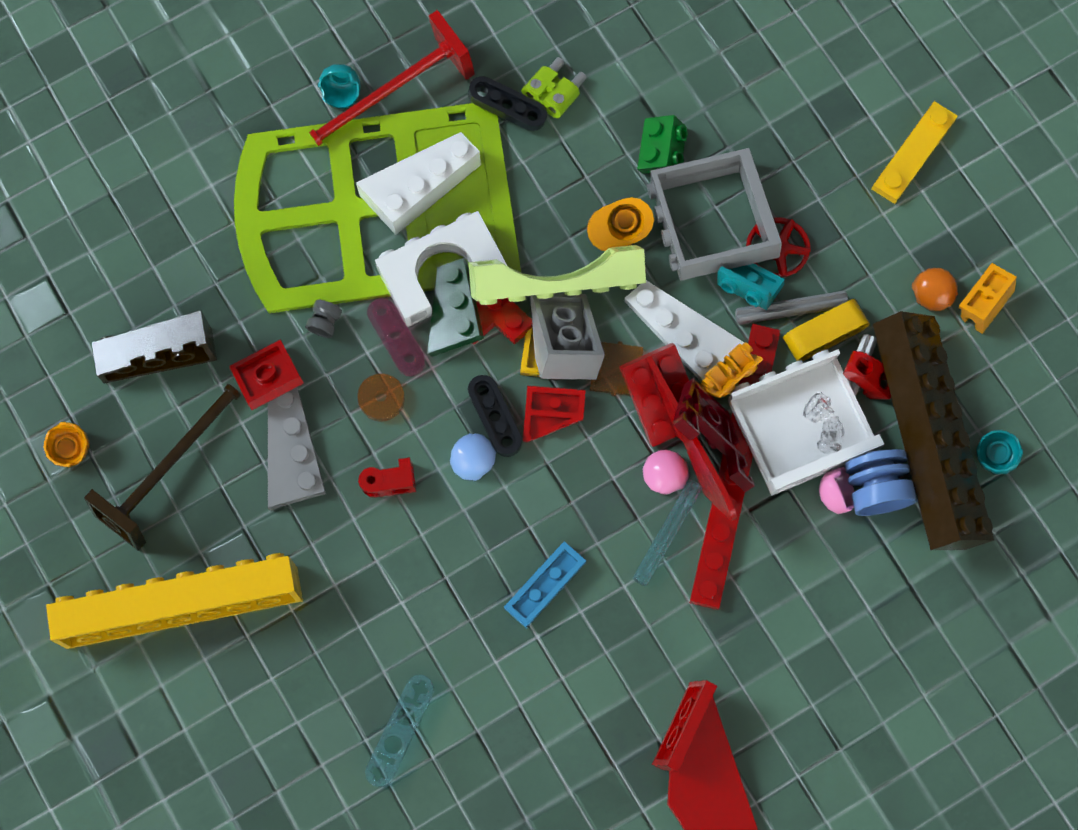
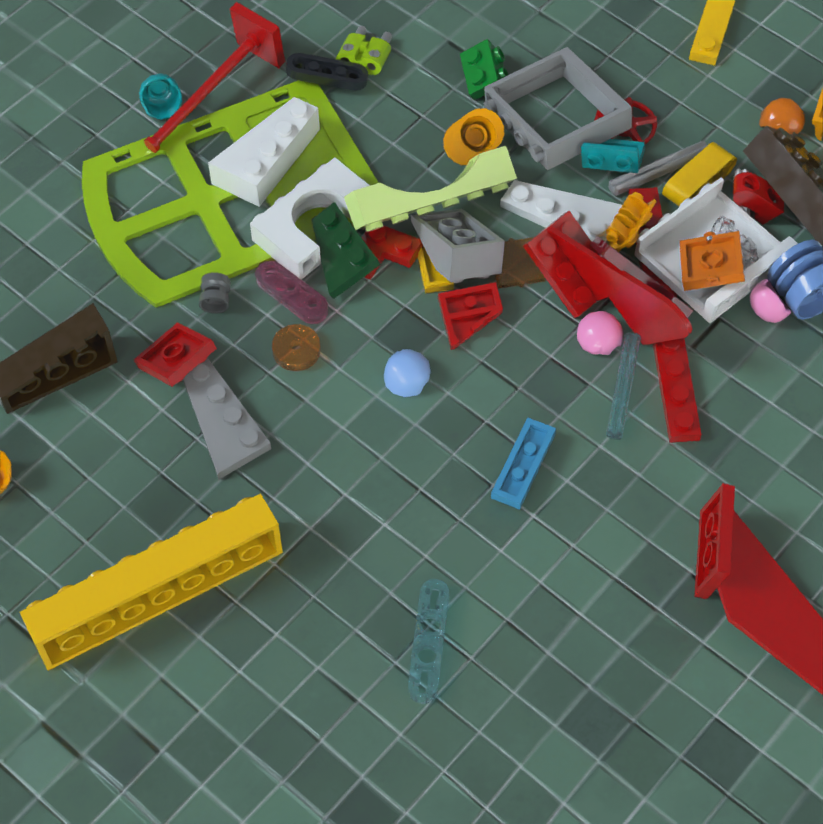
camera: 20 degrees left, 15 degrees down
(118, 517) = (68, 521): dark brown tile -> none
(388, 481) = (332, 415): red leg -> none
(494, 403) = (412, 321): black plate -> none
(791, 440) = (711, 261): none -> orange plate

